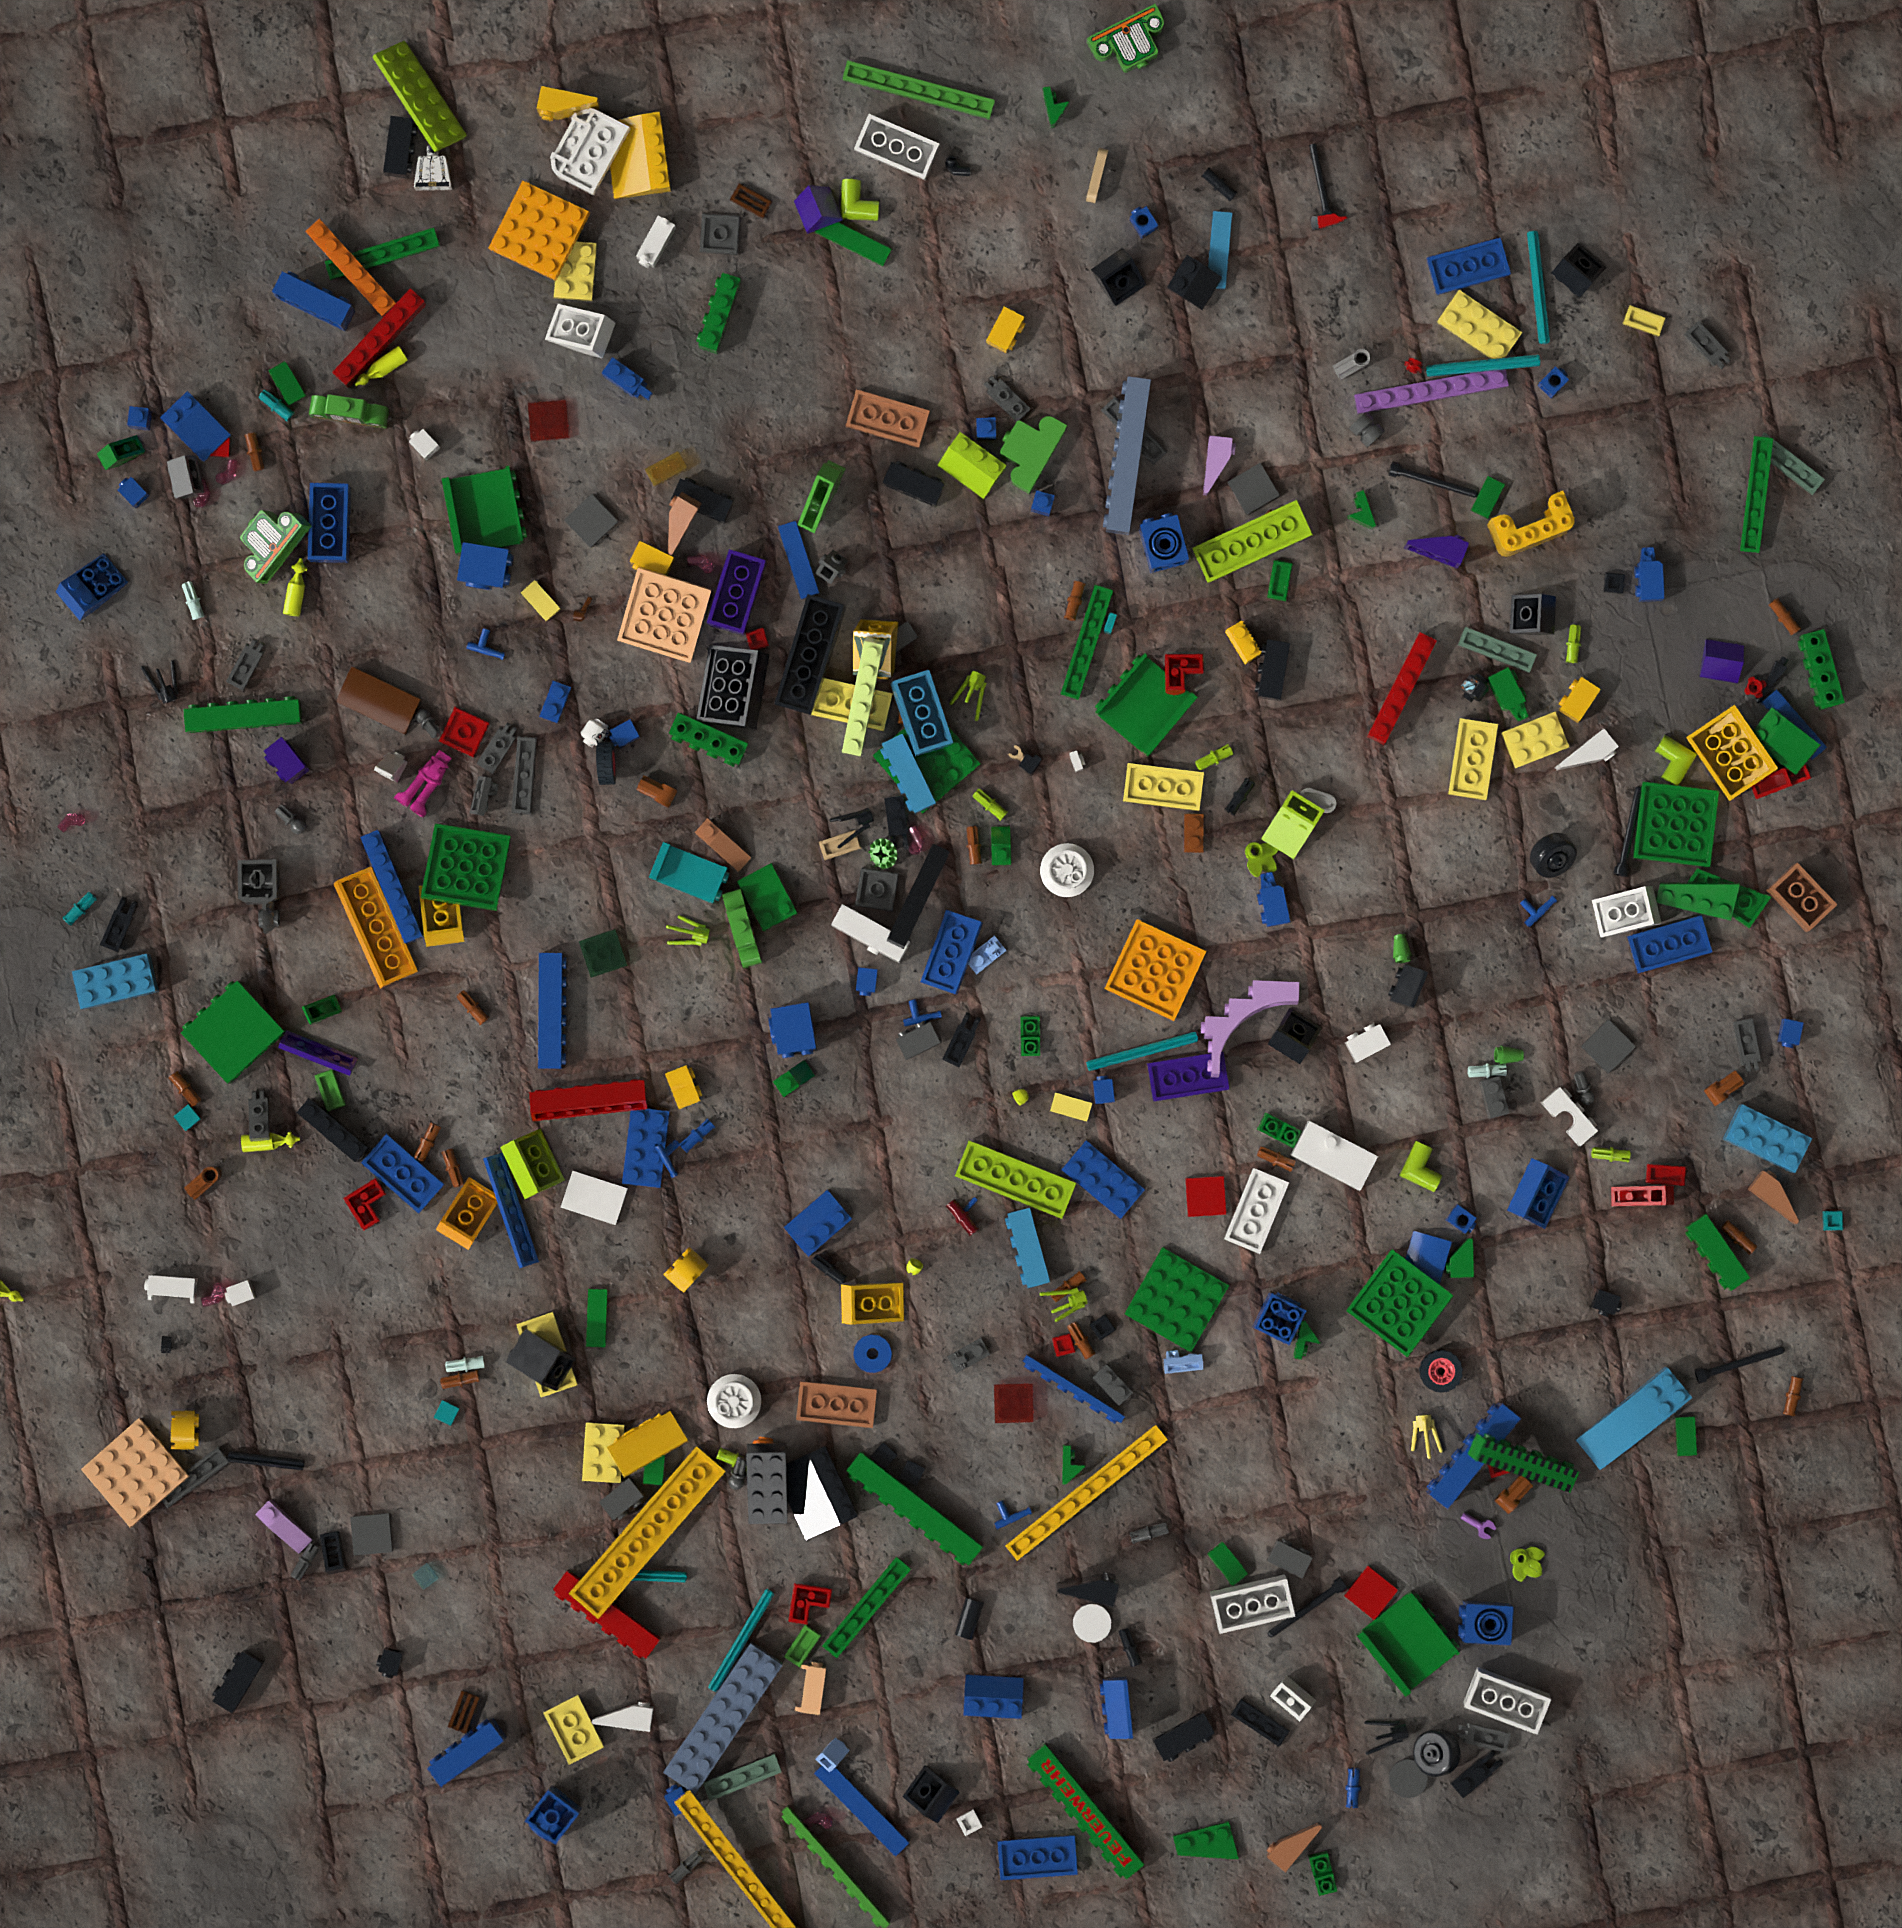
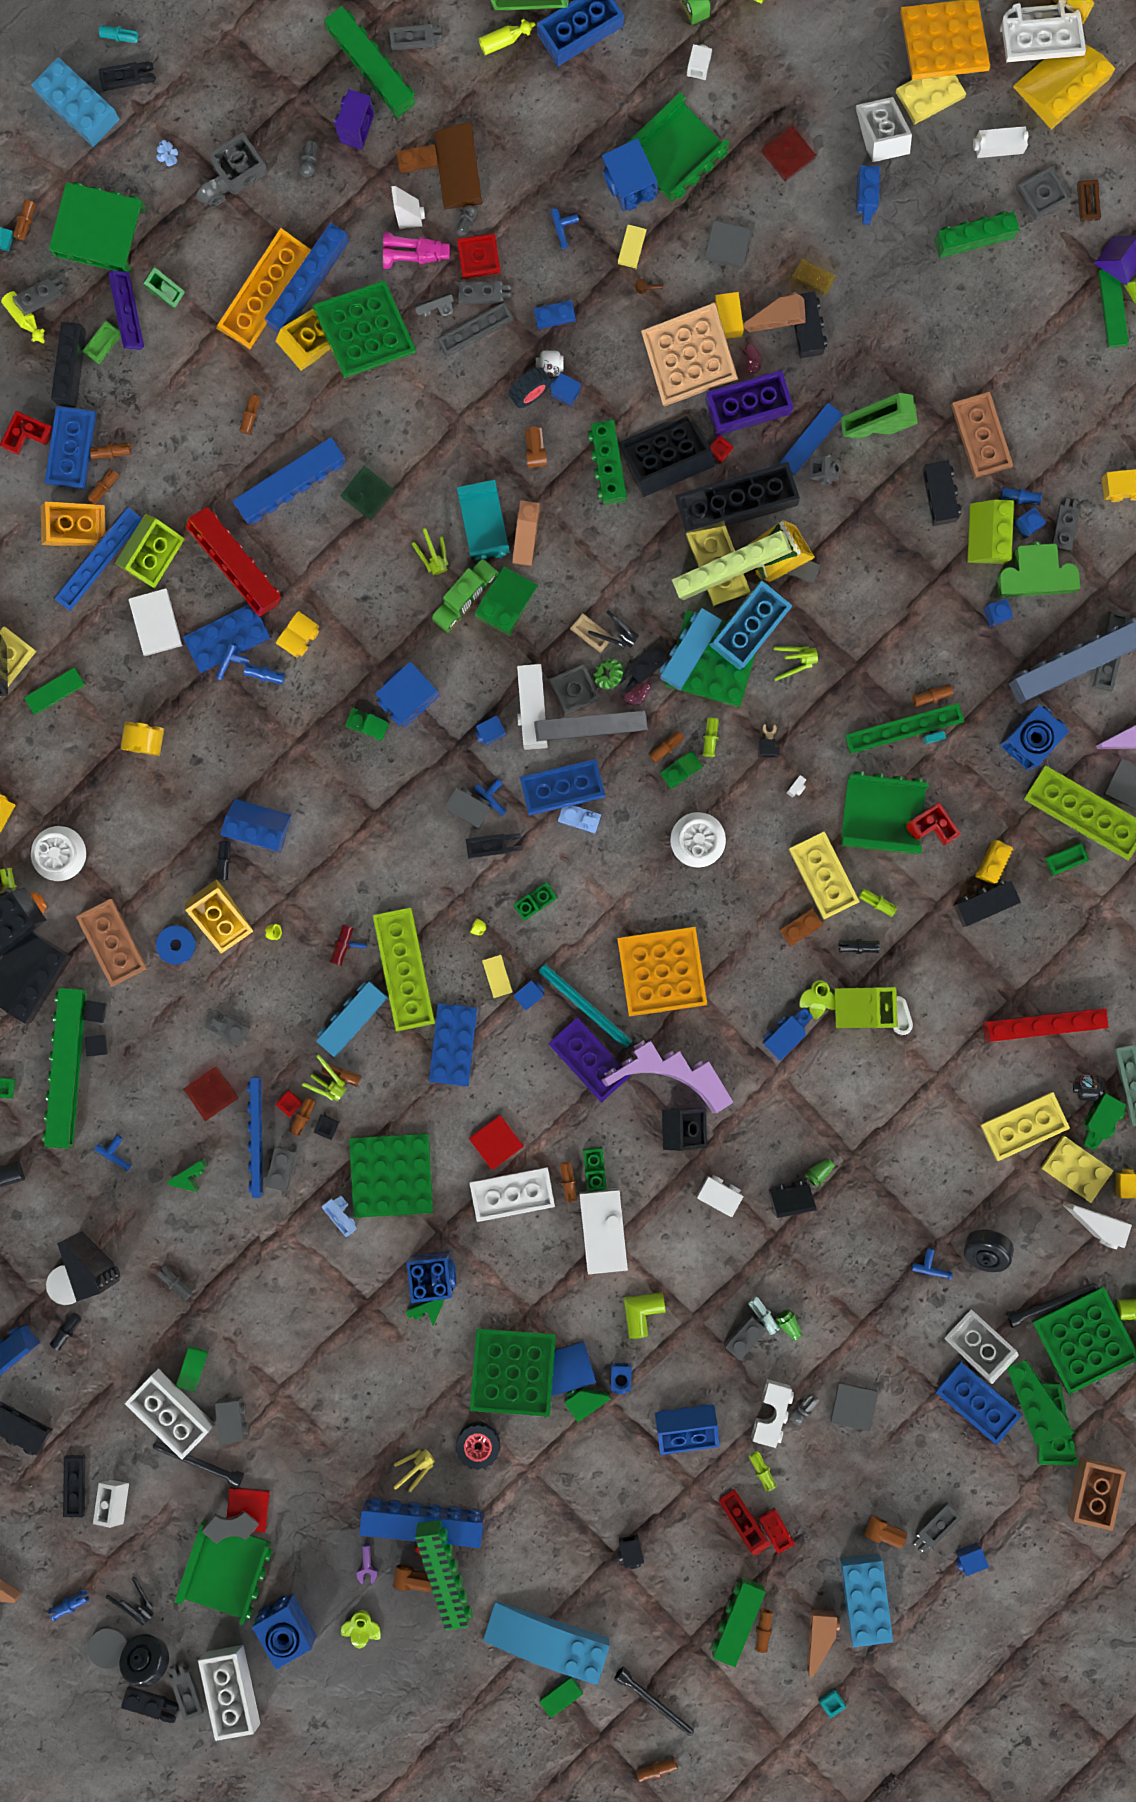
camera: 60 degrees right, 0 degrees up
(208, 934) = (166, 153): none -> light blue plant
(348, 729) = (417, 158): none -> dark orange plate
(958, 420) = (1021, 495): none -> blue pin
(1086, 1492) = (174, 1206): yellow plate -> none
(1378, 1605) = (222, 1527): none -> dark grey tile

